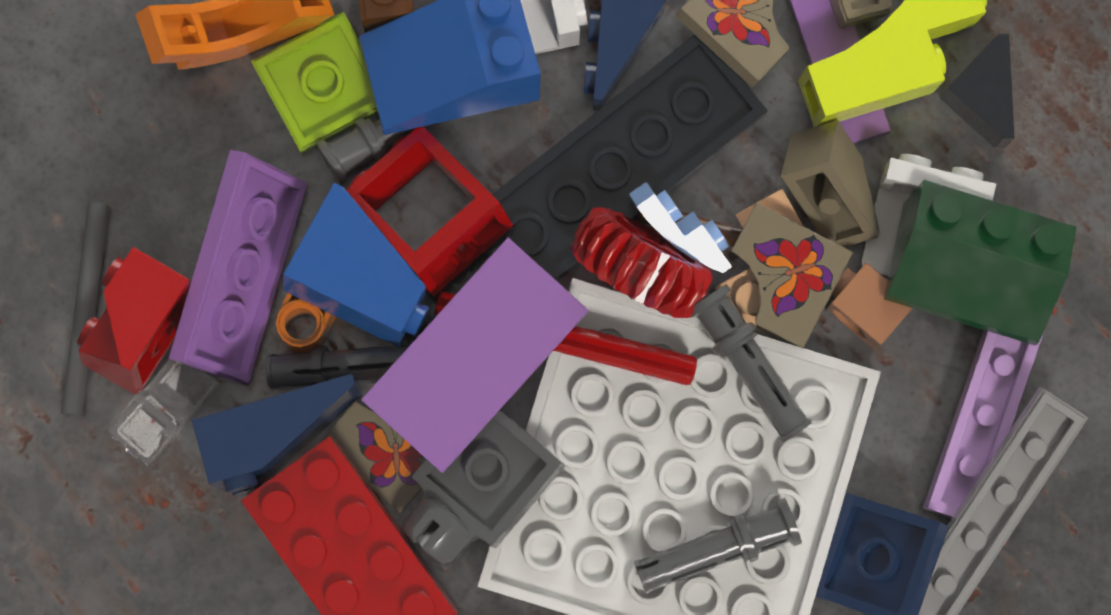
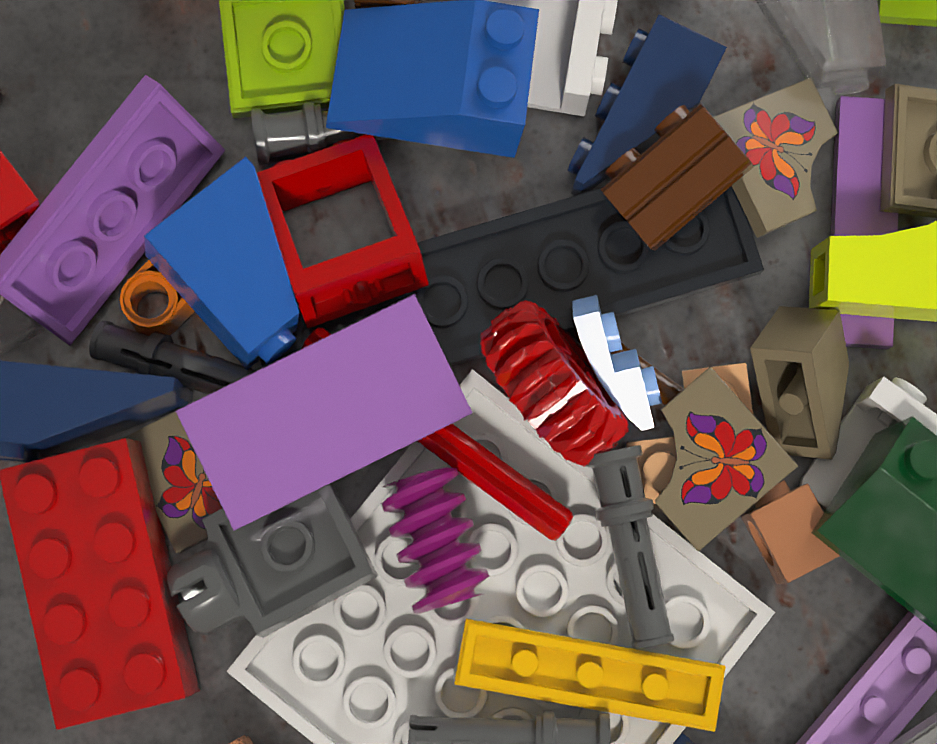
camera: 20 degrees right, 0 degrees up
(598, 419) = (434, 539): none -> magenta piece
(671, 65) = (675, 175): none -> reddish brown brick
(757, 475) = (590, 675): none -> yellow tile

